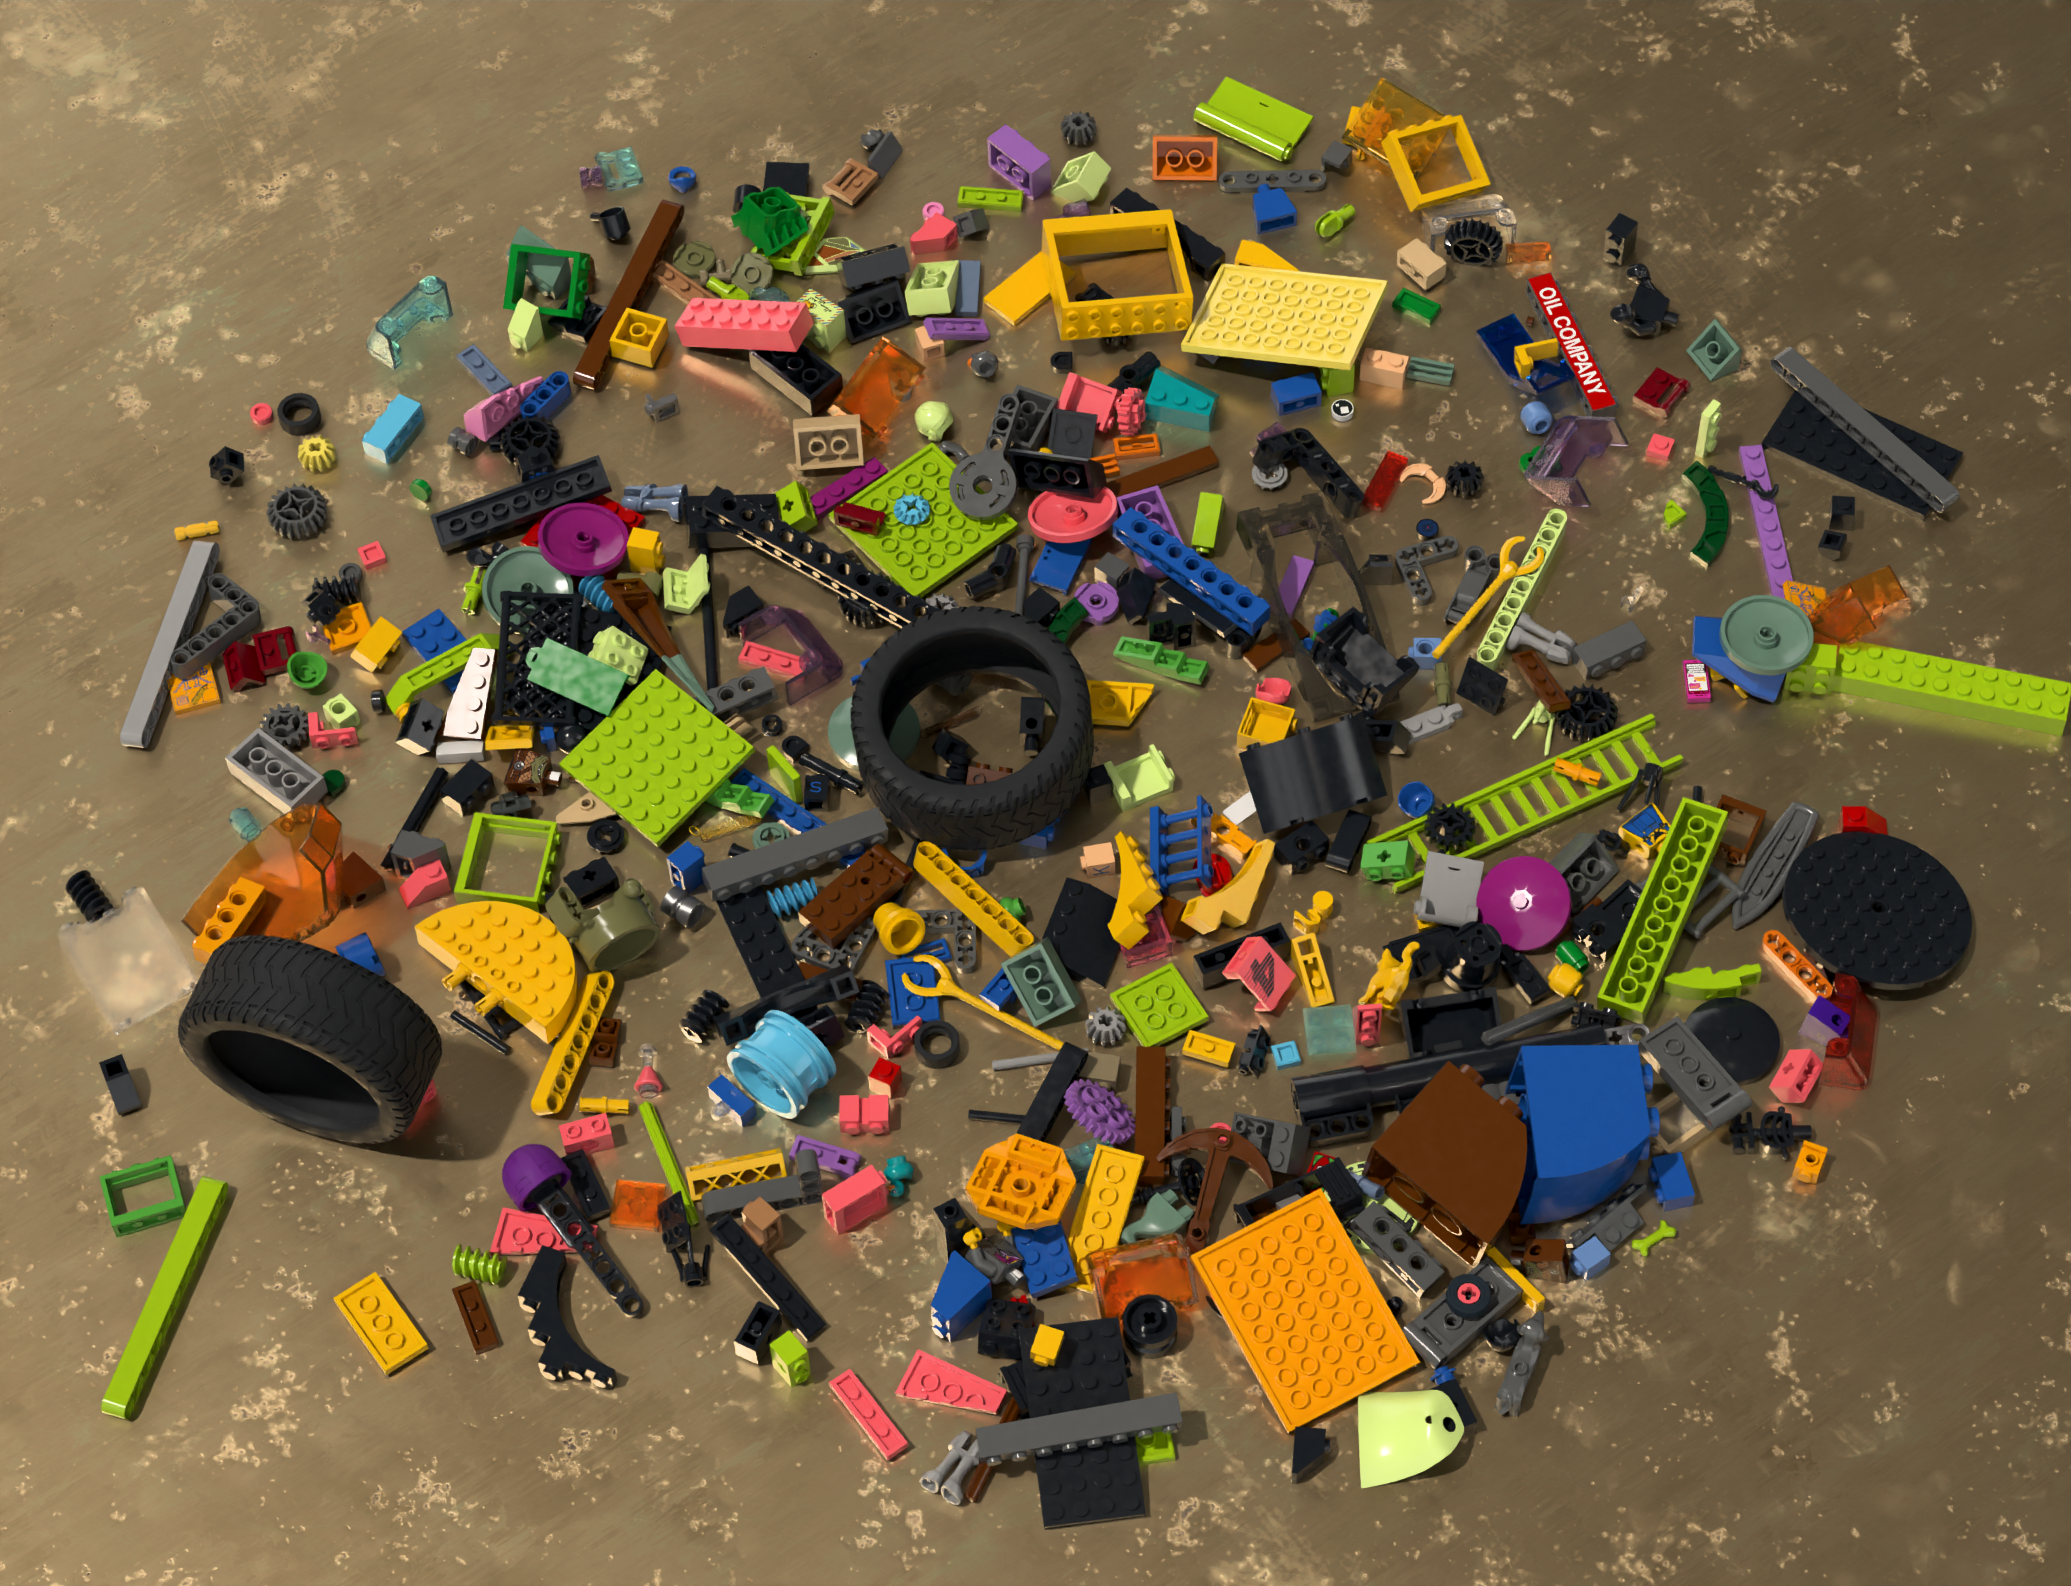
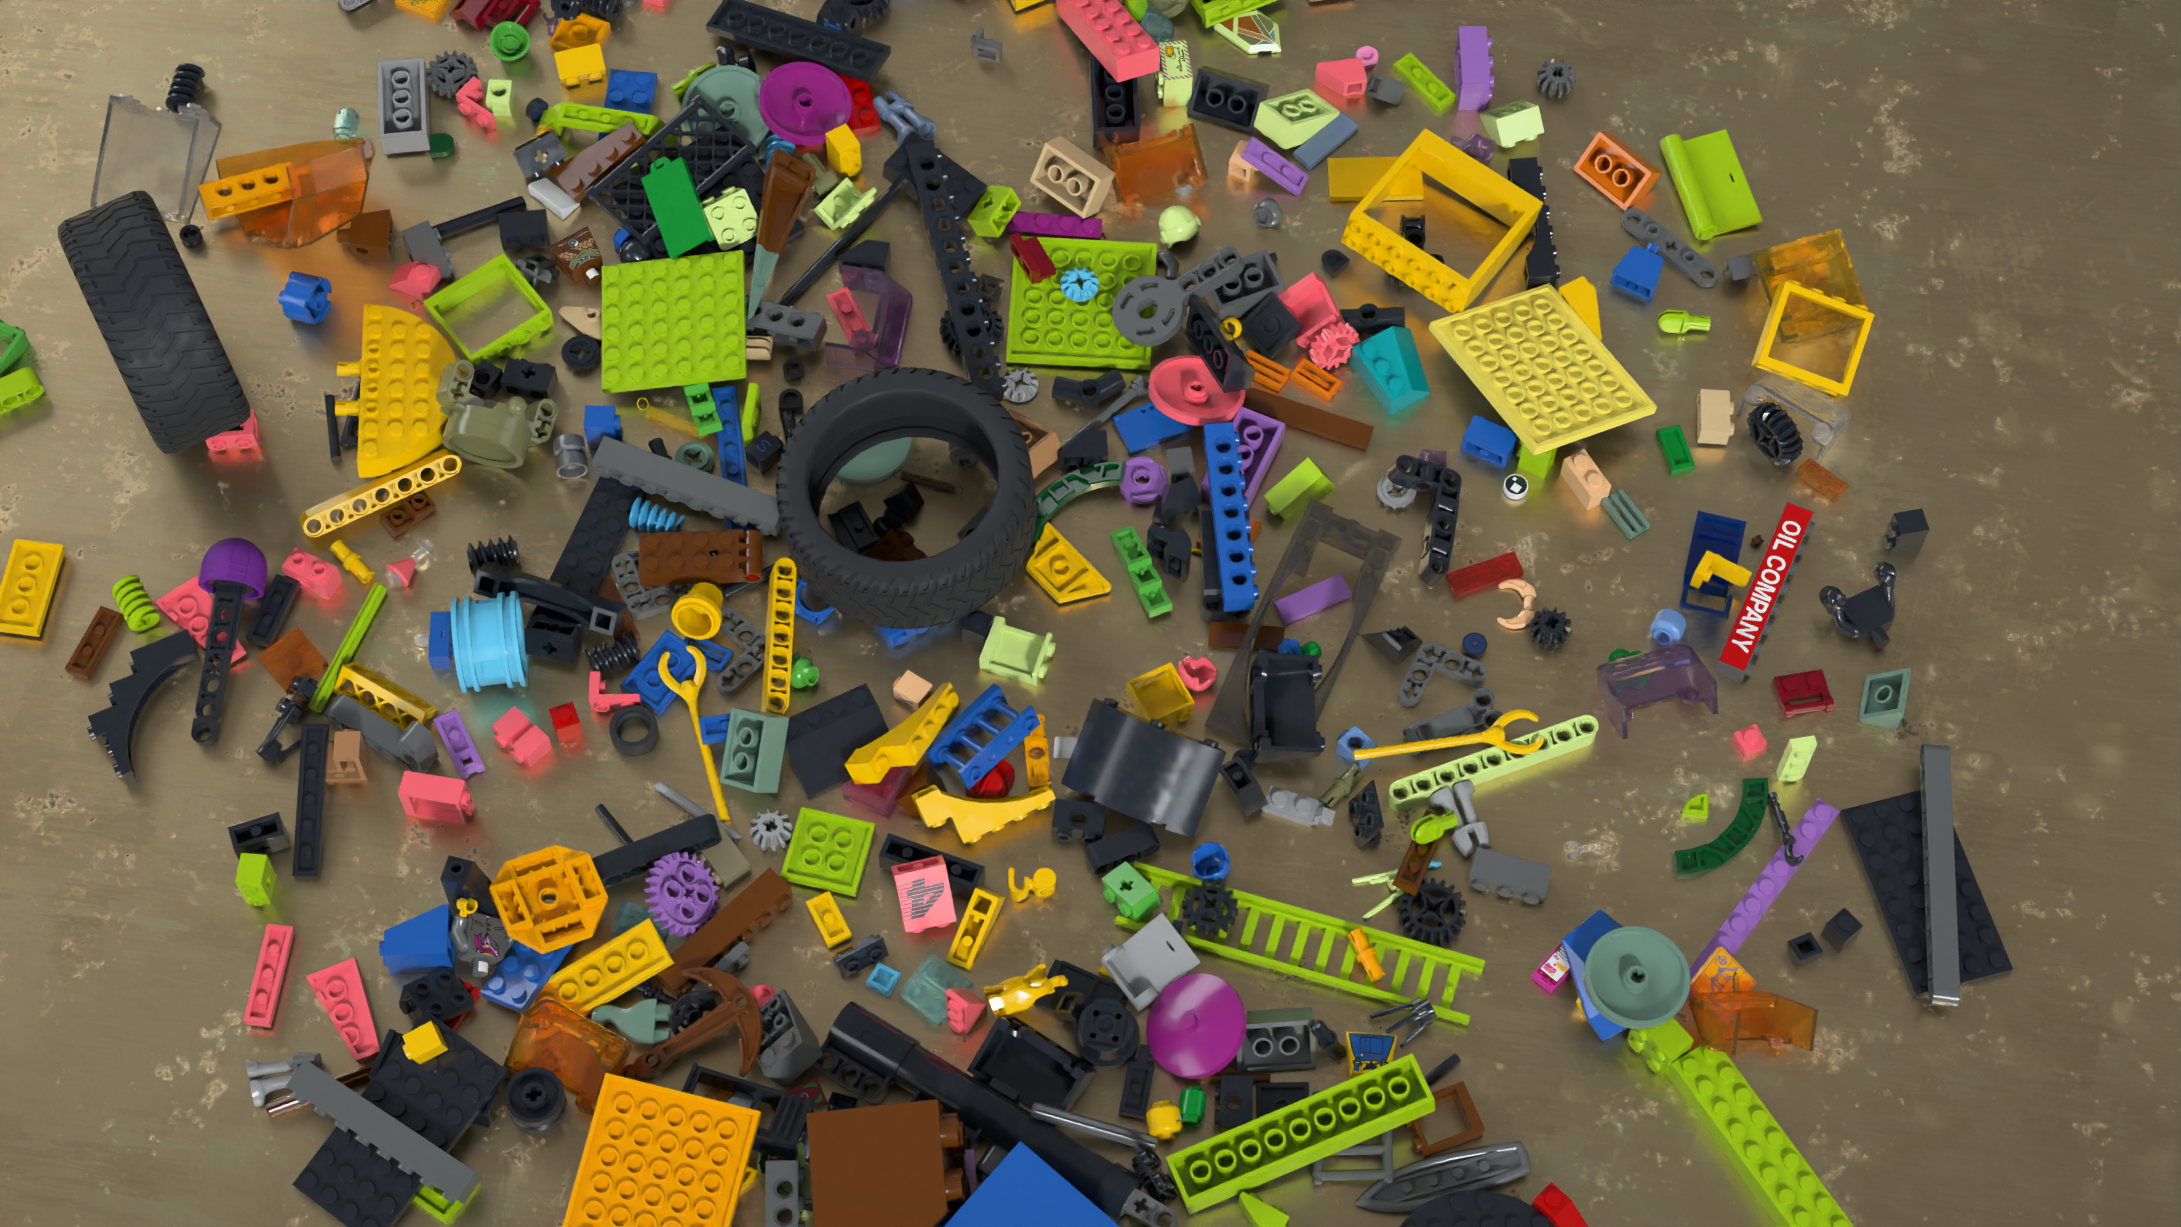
camera: 40 degrees right, 5 degrees up
(120, 1084) = (49, 252): black slope -> none
(510, 737) = (590, 216): yellow tile -> none
(872, 266) = (1262, 61): black brick -> none
(897, 1169) = (495, 803): teal animal -> none
(1350, 1154) = (840, 1101): none -> black tile
(1534, 657) = (1432, 827): none -> lime arm

